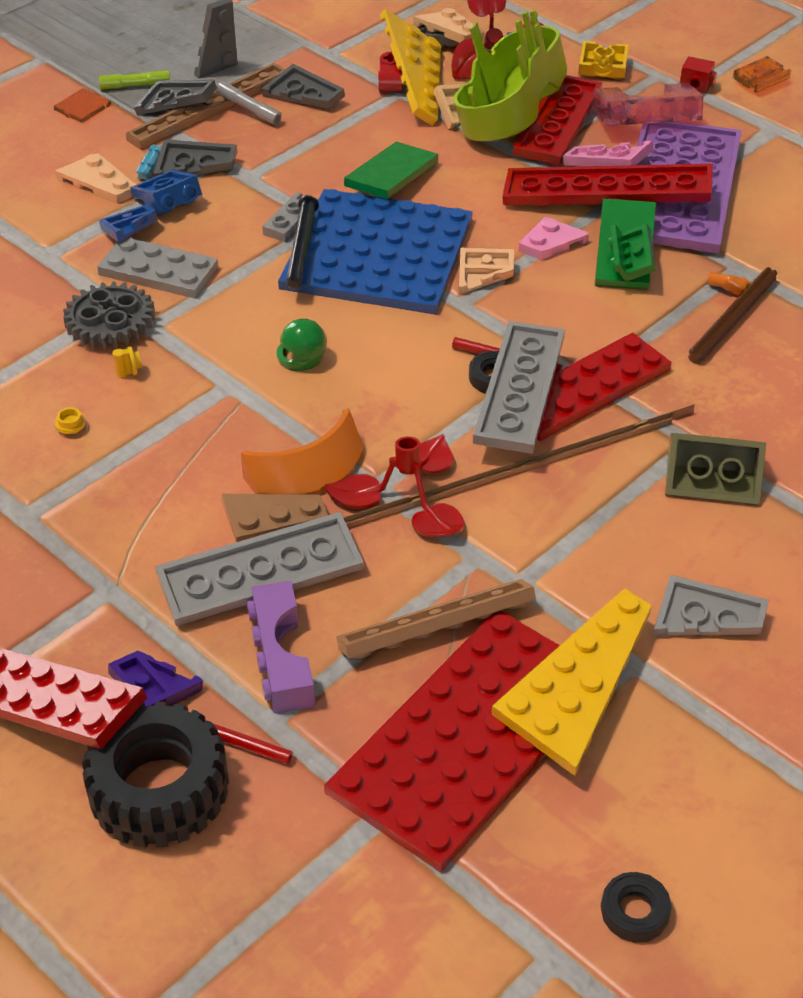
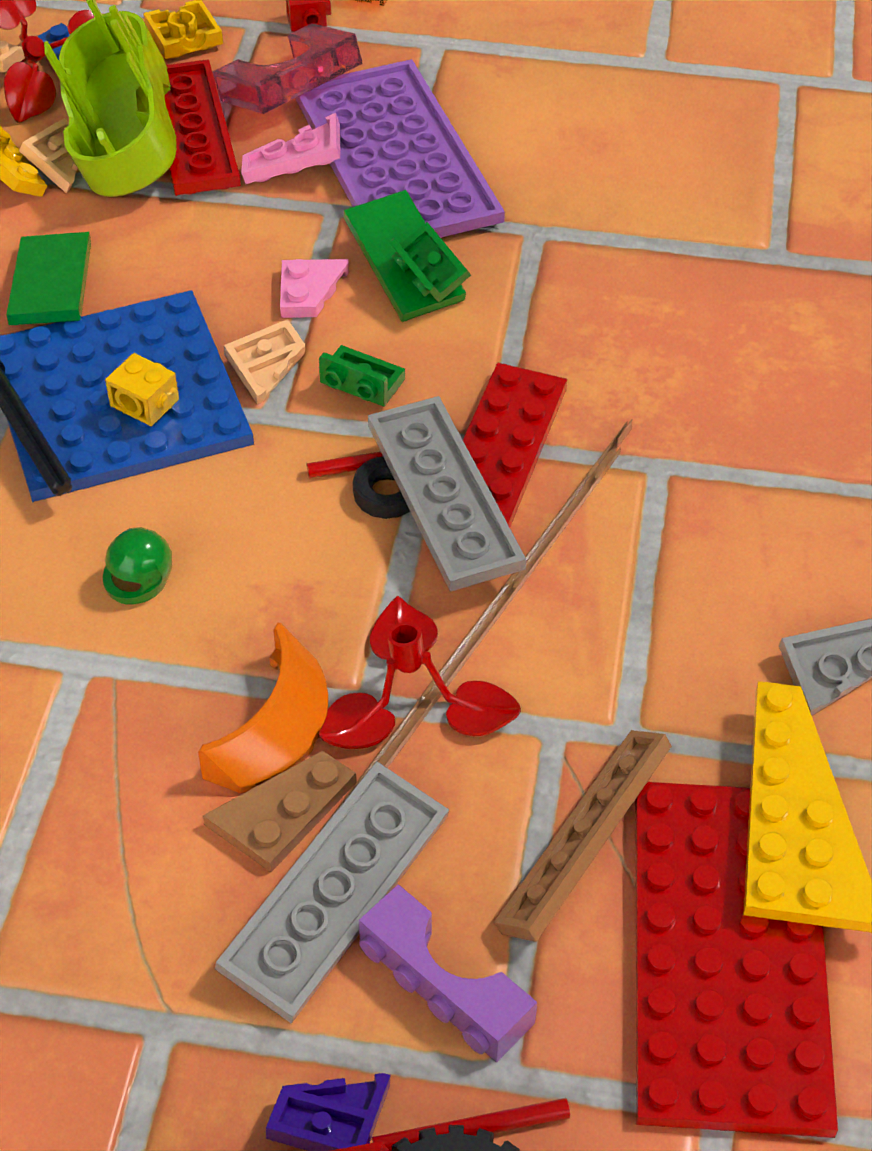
camera: 35 degrees left, 5 degrees up
(385, 249) = (142, 389): none -> yellow head
(534, 301) = (361, 375): none -> green bracket
(594, 183) = (326, 190): red plate -> none
(715, 468) = (716, 485): olive slope -> none
(728, 282) = (552, 253): orange arm -> none
(732, 315) = (580, 292): reddish brown axle -> none

